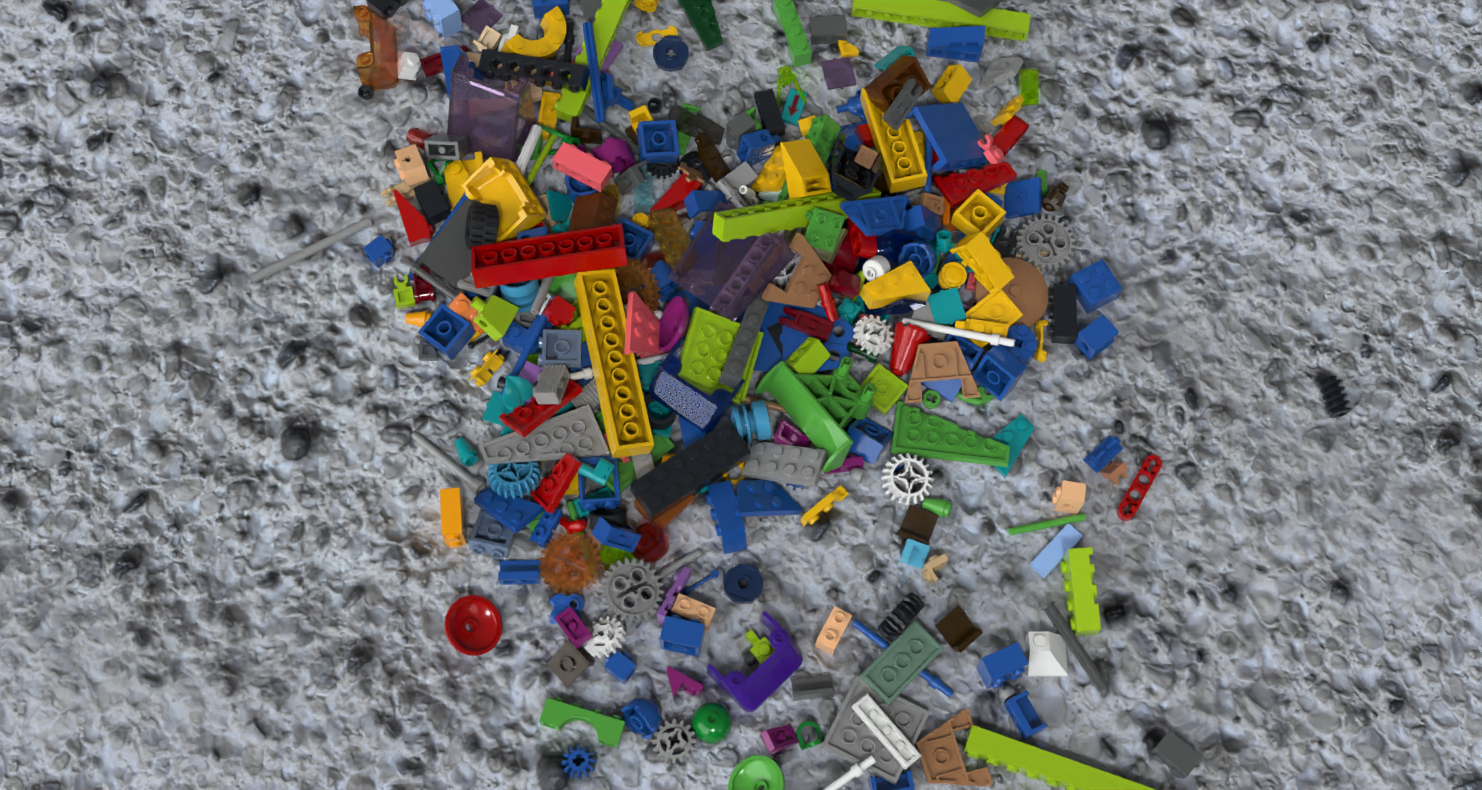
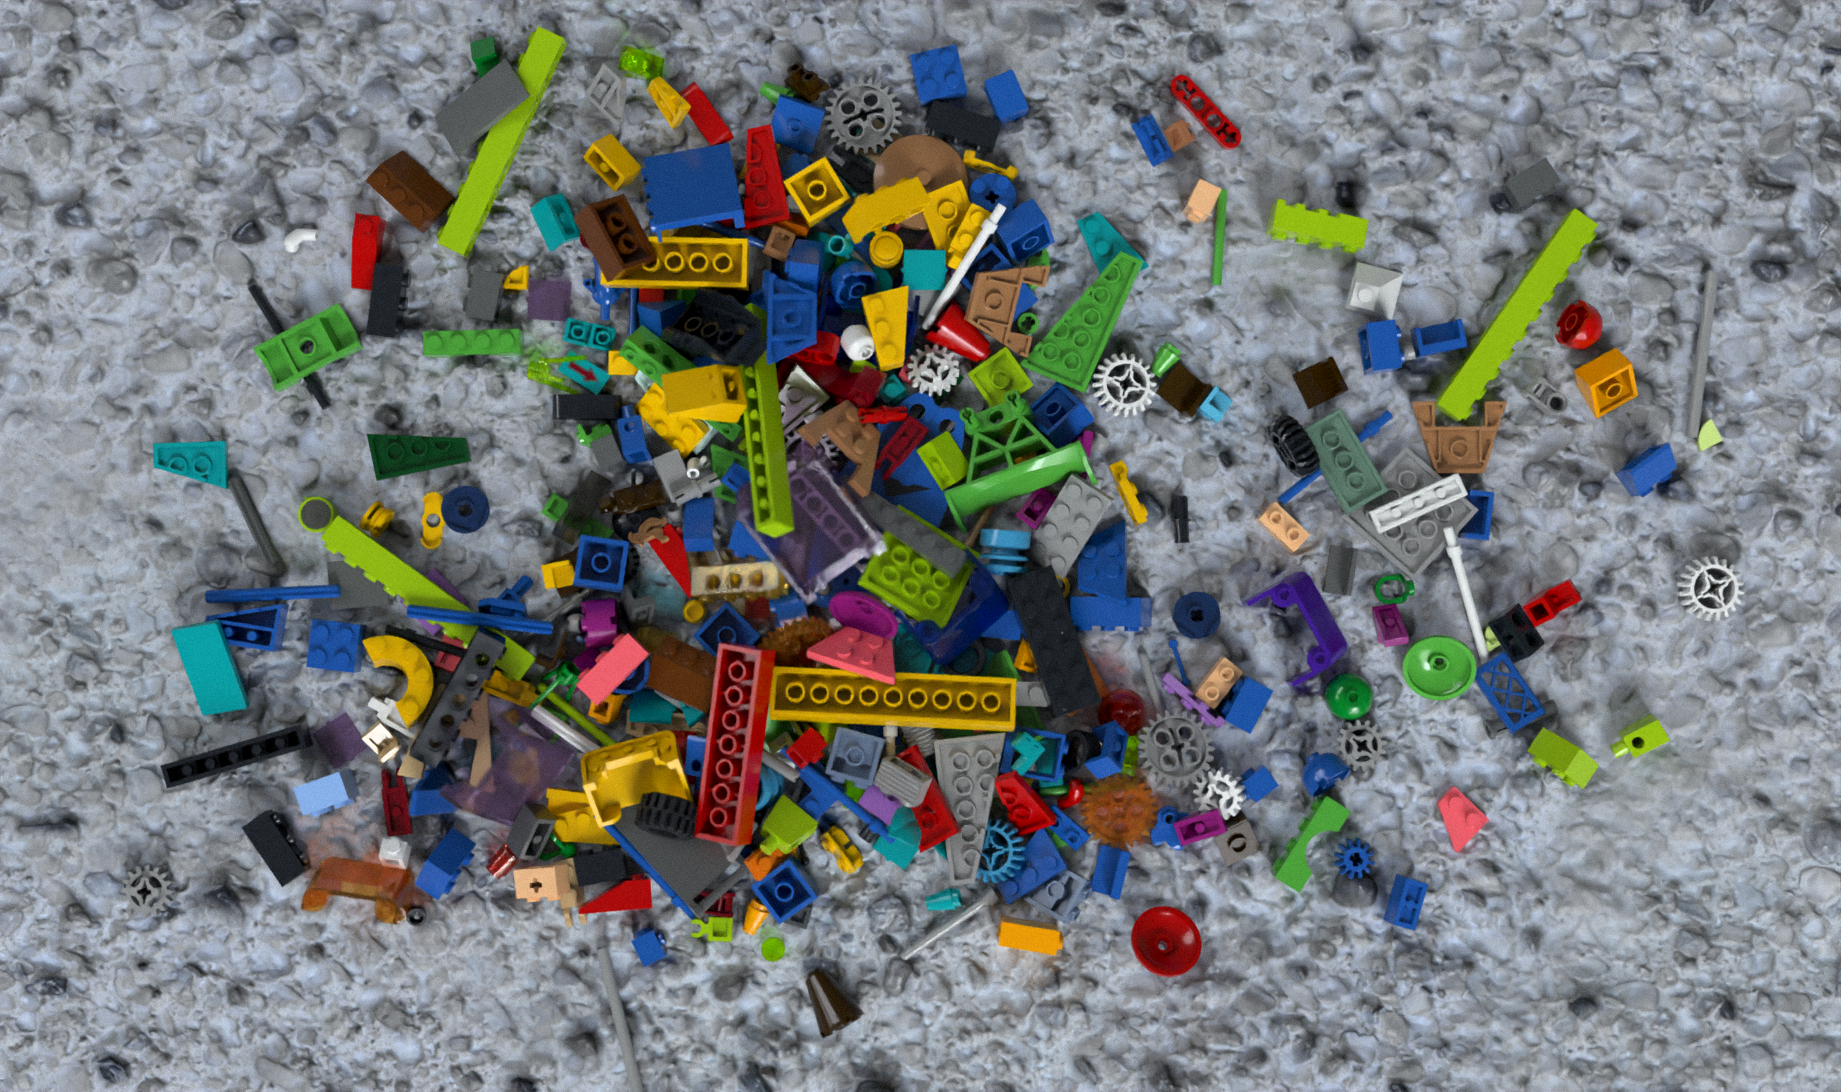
camera: 70 degrees left, 20 degrees up
(363, 387) = (830, 1003): none -> dark brown cone
(397, 339) = (773, 949): none -> clear neon green tile
(409, 97) = (444, 864): none -> blue brick
(552, 179) = (606, 714): none -> light orange brick
(653, 107) = (537, 552): black hinge -> none
(678, 680) = (1291, 721): magenta slope -> none
(761, 648) = (1276, 616): lime plate -> none
(815, 552) = (1181, 520): none -> black axle
(822, 100) = (588, 334): none -> teal slope
(823, 229) = (794, 394): bright green hinge -> none
(865, 156) = (694, 306): medium nougat bracket -> none
(902, 104) = (645, 239): dark grey hinge -> none
(935, 563) = (1234, 384): tan bracket -> none
(956, 43) = (552, 136): blue wedge -> none
(992, 153) = (727, 143): coral plate -> none
(1056, 550) = (1254, 237): light blue tile -> none
(1075, 646) = (1374, 255): dark grey axle -> none

